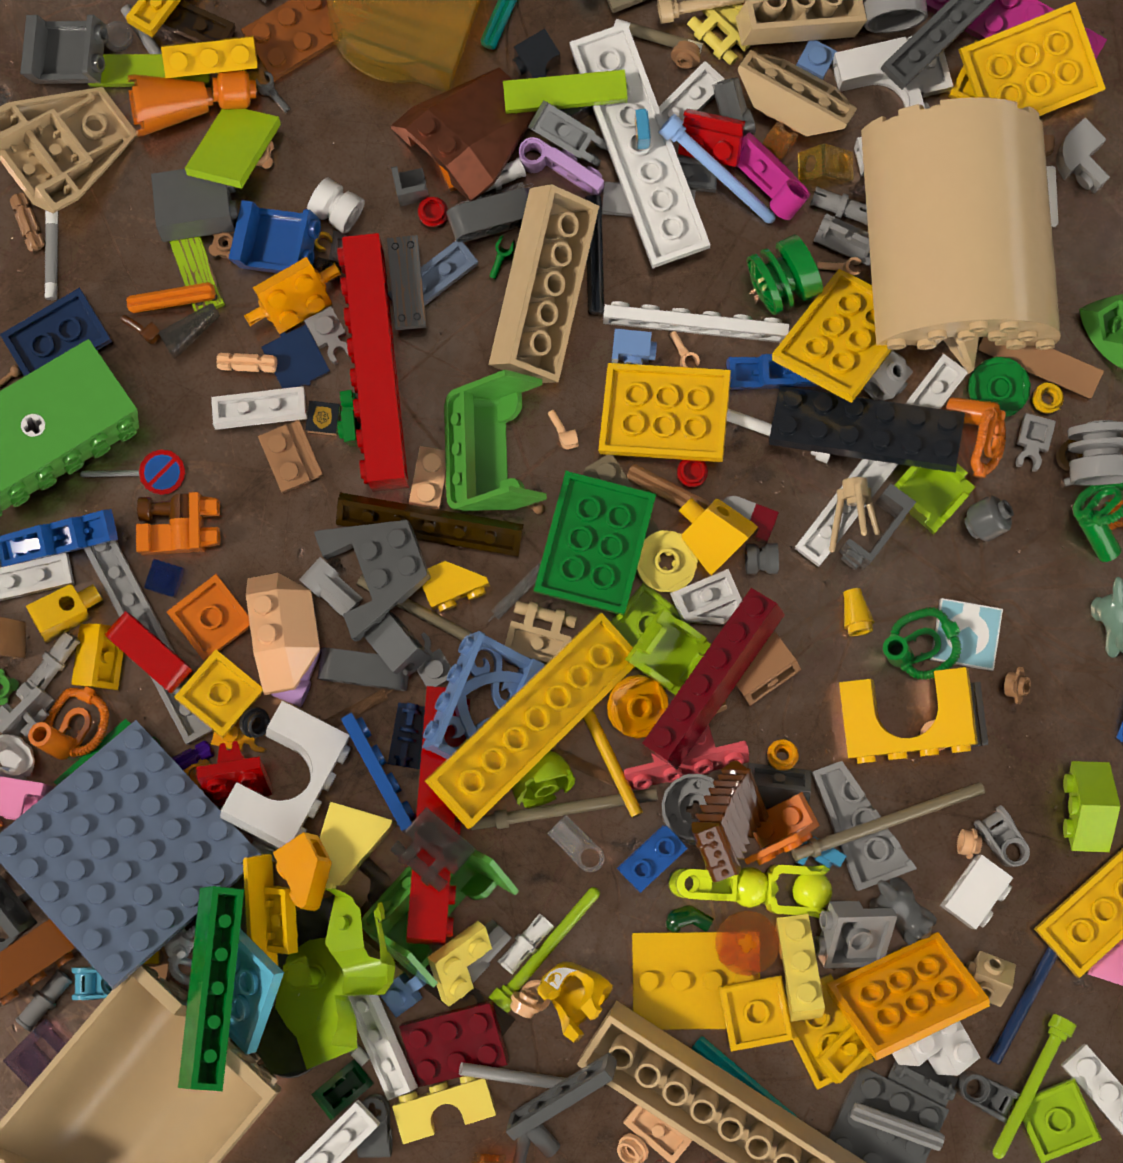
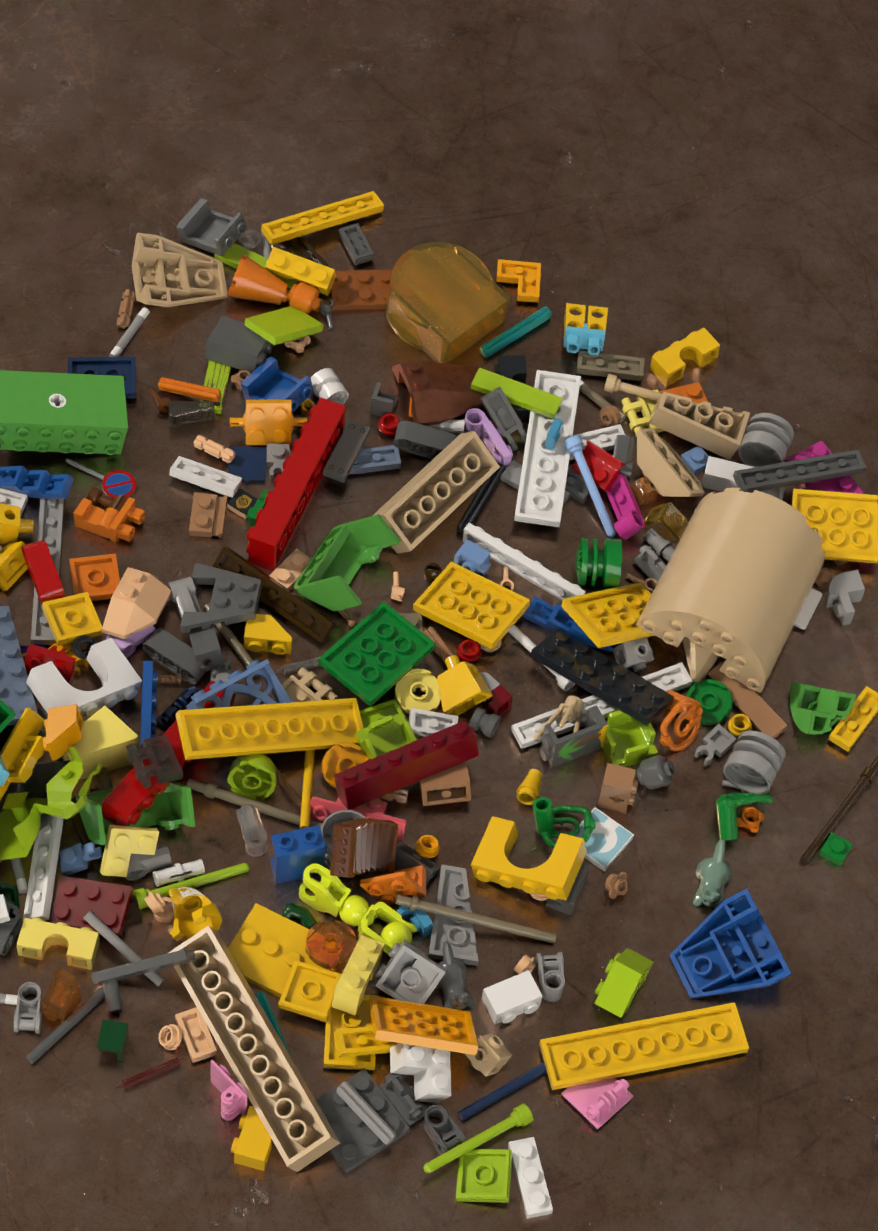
camera: 20 degrees right, 25 degrees down
(164, 578) = (80, 543): clear blue plate -> none
(500, 257) = (416, 470): green hand -> none
(596, 394) = (431, 572): none -> dark brown hinge
(960, 567) = (618, 788): none -> medium nougat brick

